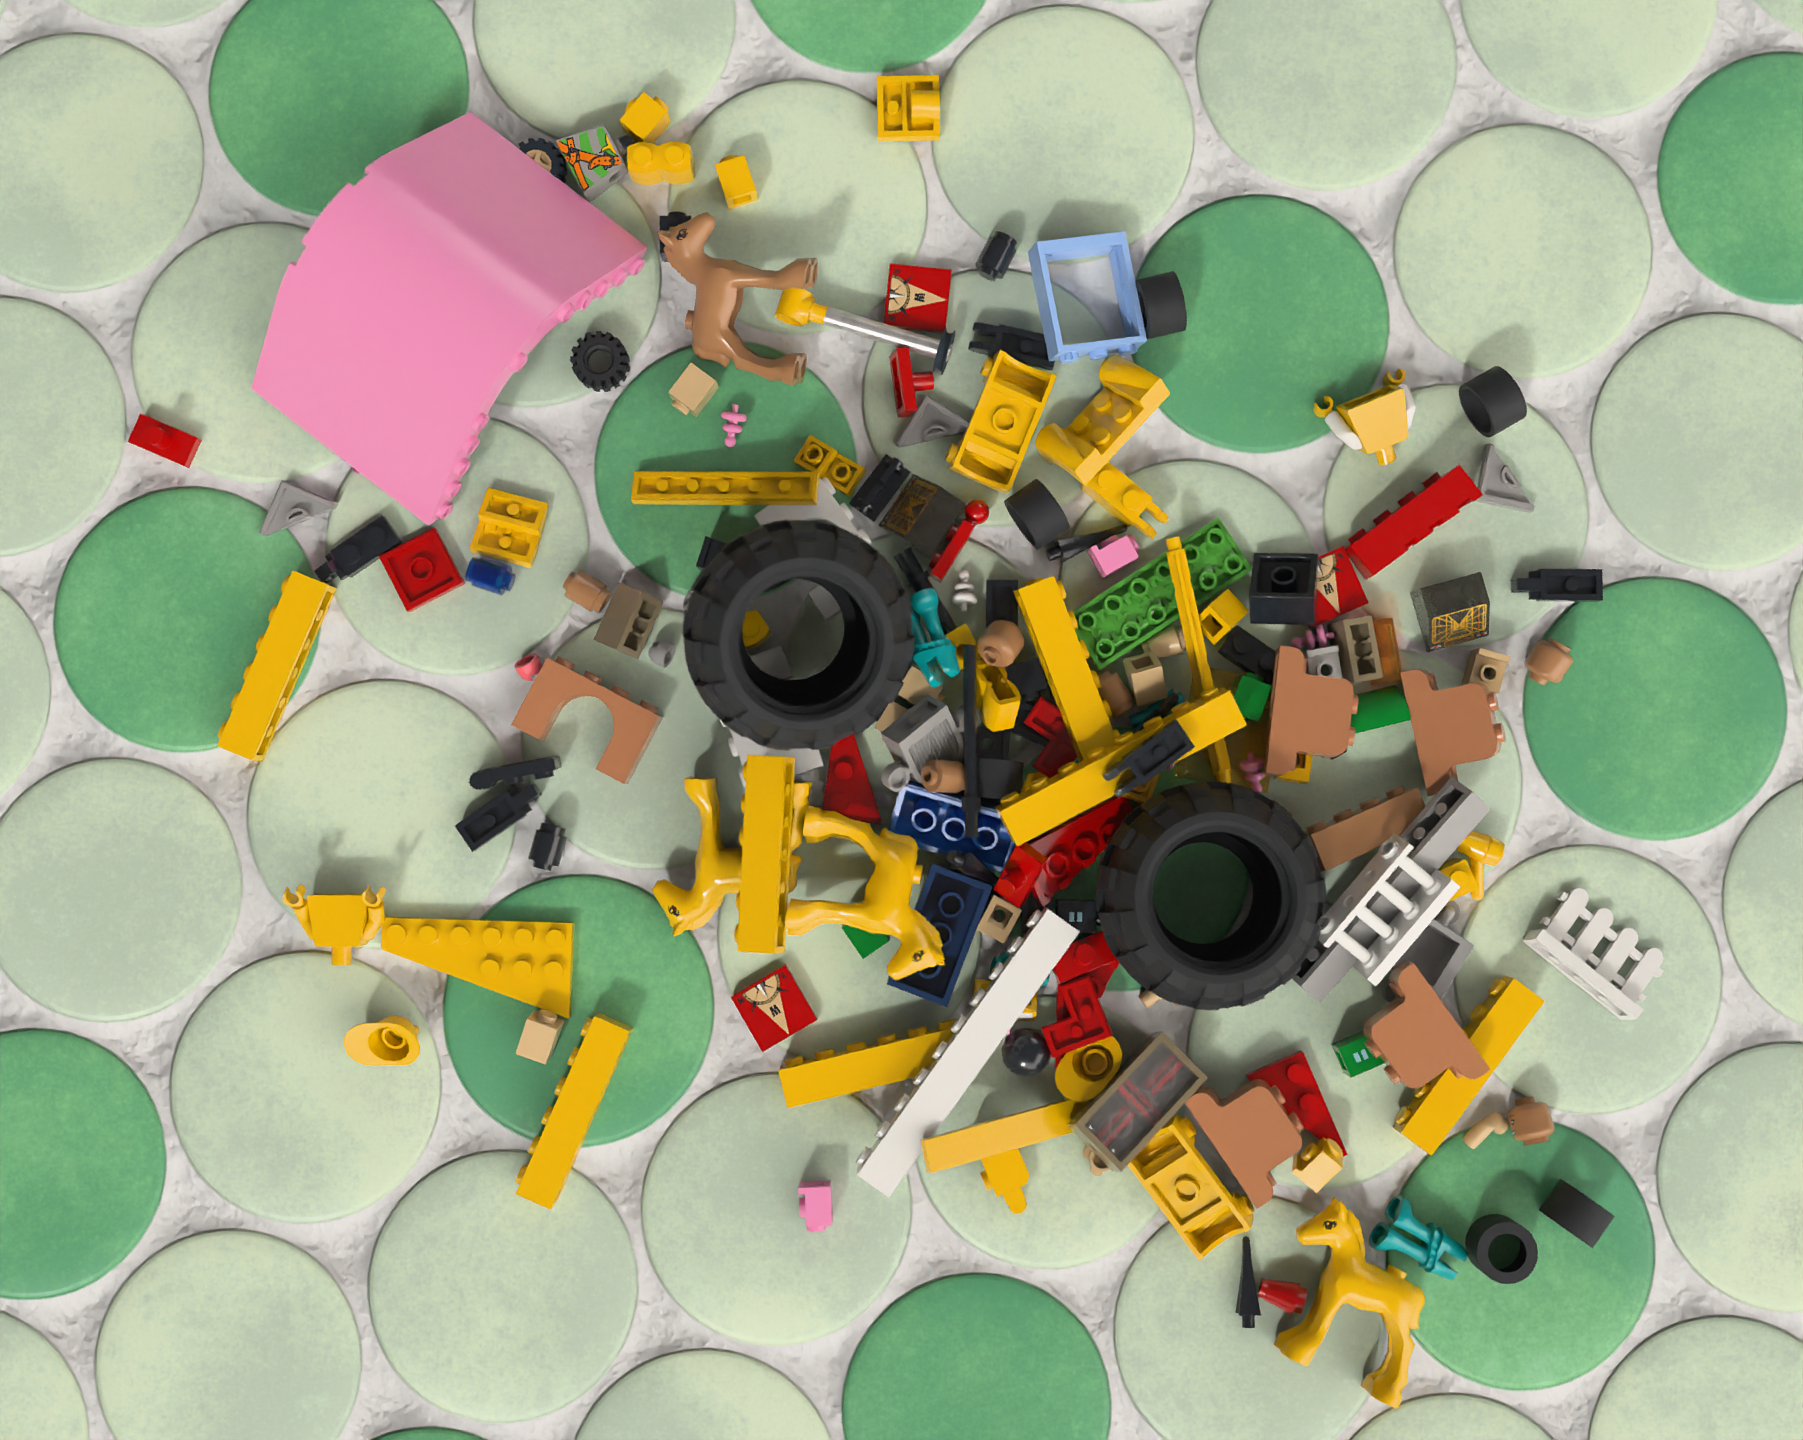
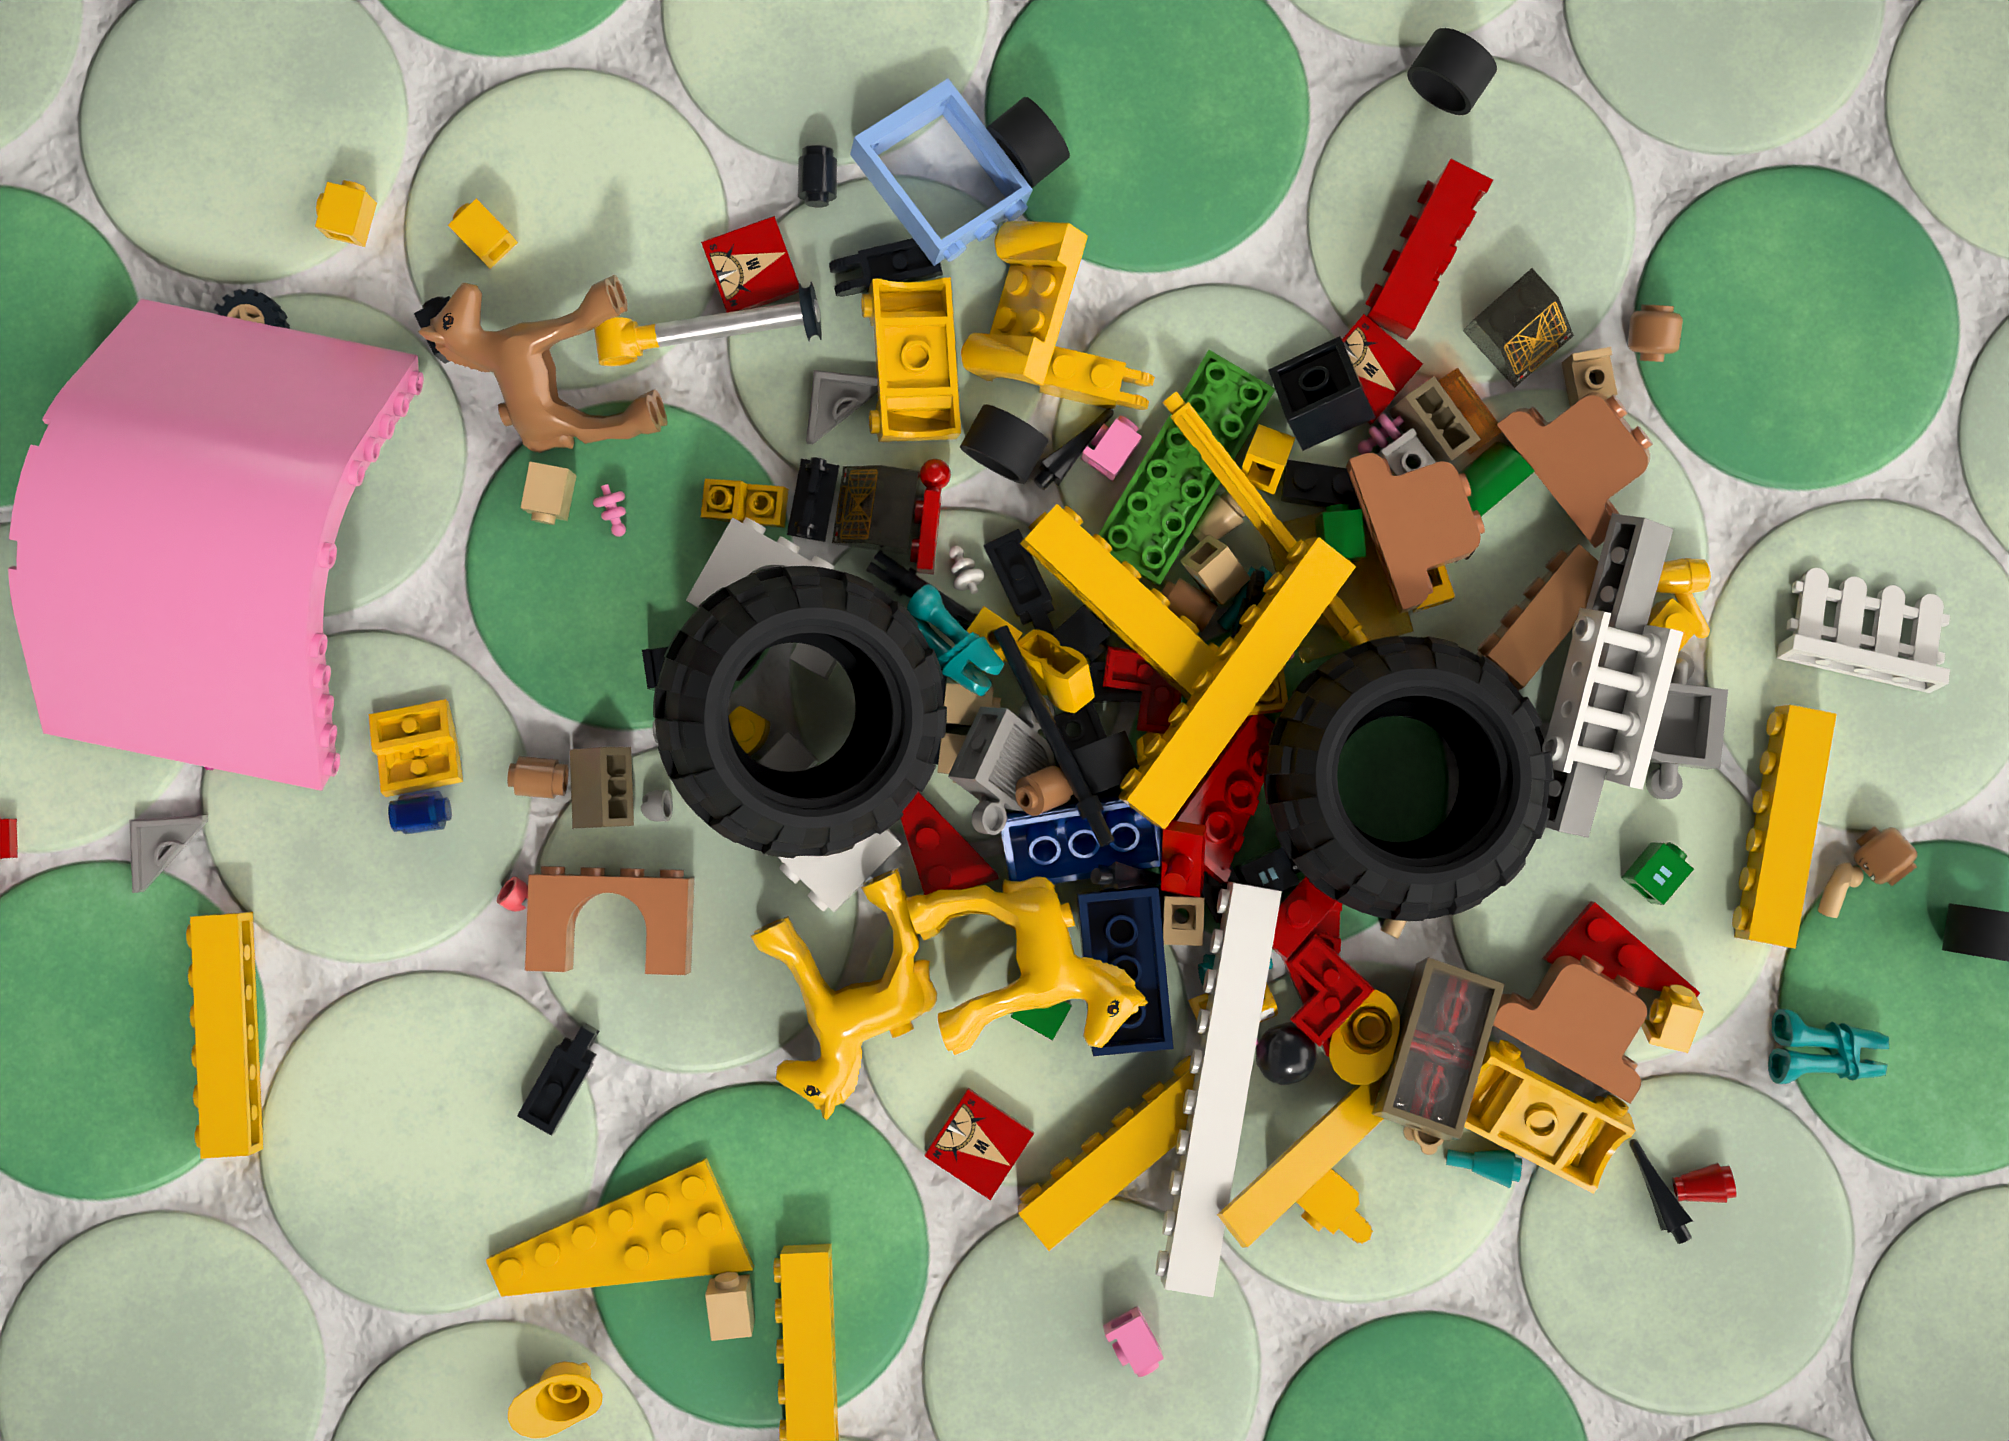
camera: 25 degrees left, 0 degrees up
(338, 919) = (436, 1286): yellow torso -> none
(359, 551) = (257, 857): black hinge -> none
(421, 569) = (339, 844): red tile -> none
(513, 772) = (555, 1022): black hinge -> none
(547, 846) = (634, 1087): black brick -> none
(594, 343) = (404, 505): black tyre -> none
(595, 159) = (311, 283): torso -> none
(653, 163) = (381, 257): yellow brick -> none
(725, 488) = (638, 584): yellow tile -> none
(765, 854) = (884, 977): yellow brick -> none
(906, 382) = (786, 366): red tile -> none
(908, 108) = (637, 57): yellow plate -> none
(1000, 643) = (1034, 607): medium nougat head -> none
(1138, 1206) = (1494, 1165): none -> teal cone
(1150, 757) = (1266, 655): black hinge -> none
(1253, 773) = (1389, 618): bright pink hair -> none
(1363, 1285) = (1791, 1132): yellow animal -> none
(1374, 419) = (1329, 155): yellow torso -> none
(1419, 1034) = (1717, 819): nougat brick -> none
(1481, 1235) = (1893, 1008): black piece -> none
(1499, 484) = (1504, 160): light grey tile -> none
(1561, 585) = (1627, 240): black hinge -> none

